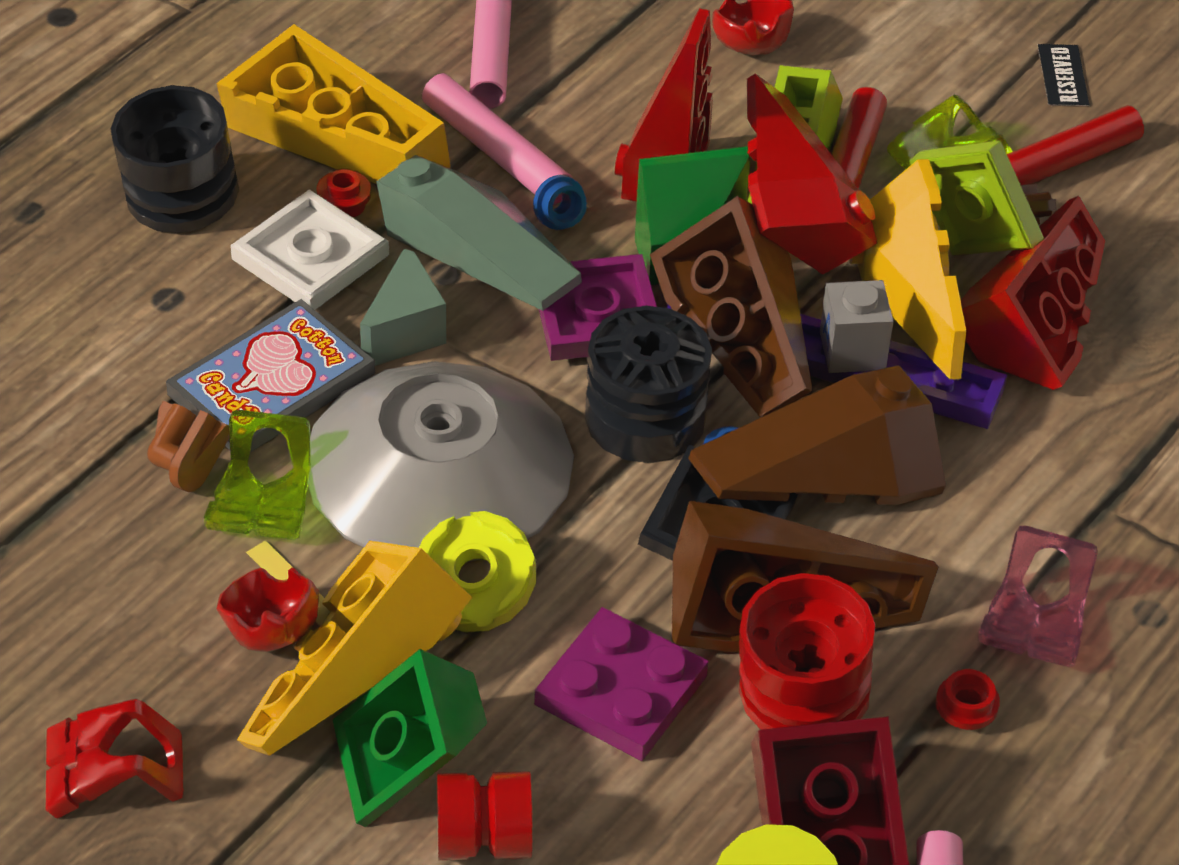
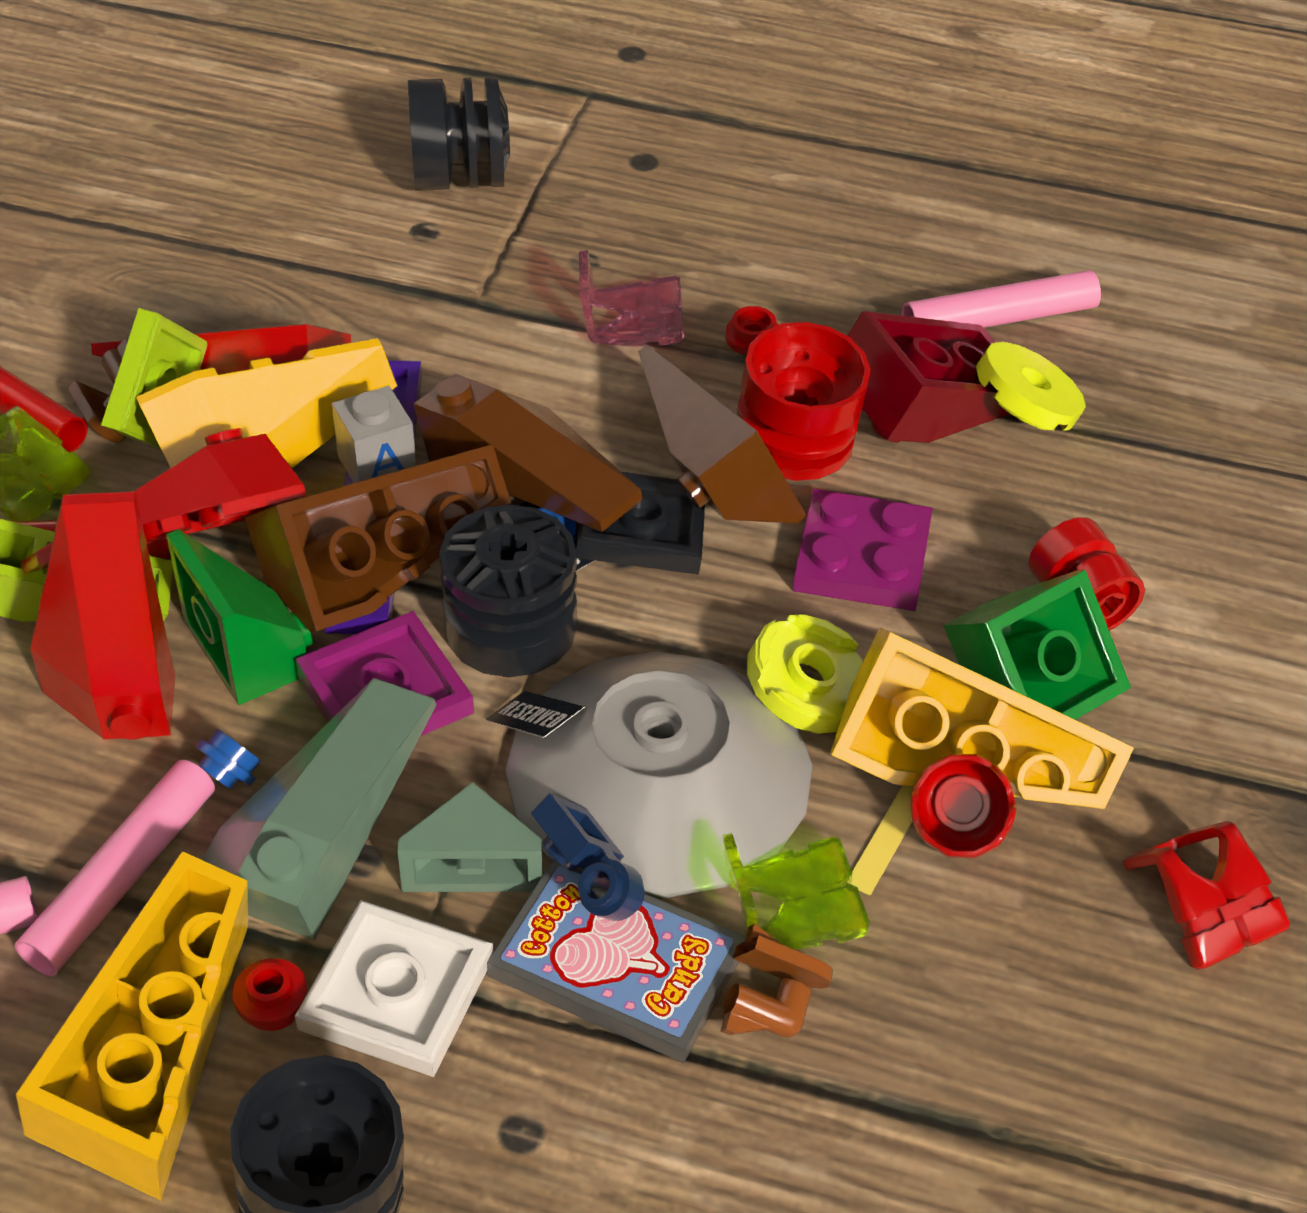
camera: 110 degrees left, 0 degrees up
(359, 349) = (576, 839): none -> dark blue plate
(515, 377) = (534, 713): none -> black sticker

